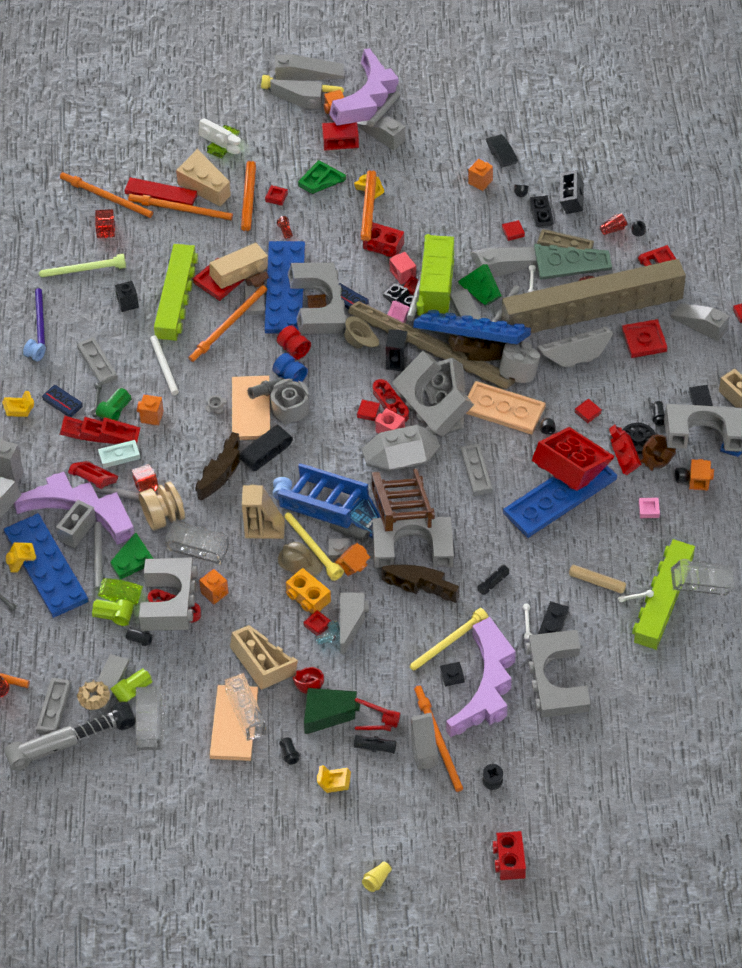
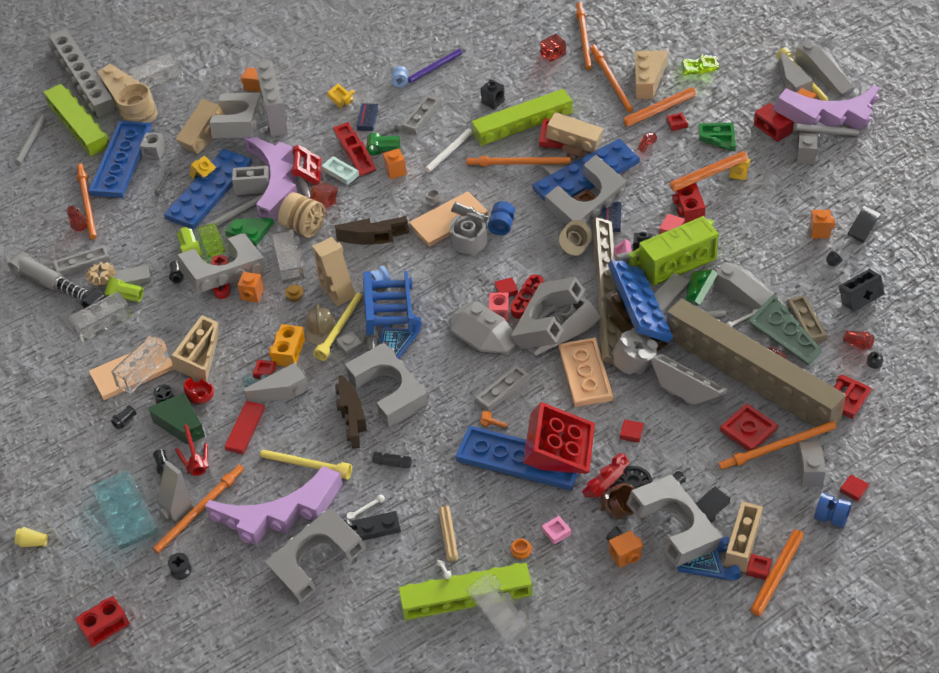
camera: 60 degrees right, 5 degrees down
(118, 261) = (524, 73): yellowish green piece -> none
(160, 191) = (615, 61): red tile -> none
(219, 136) = (697, 57): white hinge -> none
(244, 559) = (294, 293): none -> pearl gold plate
(266, 448) = (413, 246): black beam -> none
(287, 706) = (163, 393): none -> black wheel
(293, 342) = (531, 206): red wheel -> none
(333, 780) = (109, 457): yellow bracket -> none
(353, 559) = (338, 355): orange brick -> none
(373, 666) = (244, 427): none -> red tile
(386, 506) = (414, 335): reddish brown fence -> none
(396, 350) = (575, 264): black brick -> none
(398, 792) = (124, 509): none -> clear light blue plate
(452, 674) = (272, 483): black plate -> none
(502, 496) = (486, 420): none -> orange hand
(513, 230) = (785, 278): red tile -> none
(541, 211) = (826, 285): black slope -> none
(548, 426) = (588, 410): black hinge -> none
(648, 539) = (521, 549): none -> orange plate
(668, 360) = (739, 458): none -> orange bar

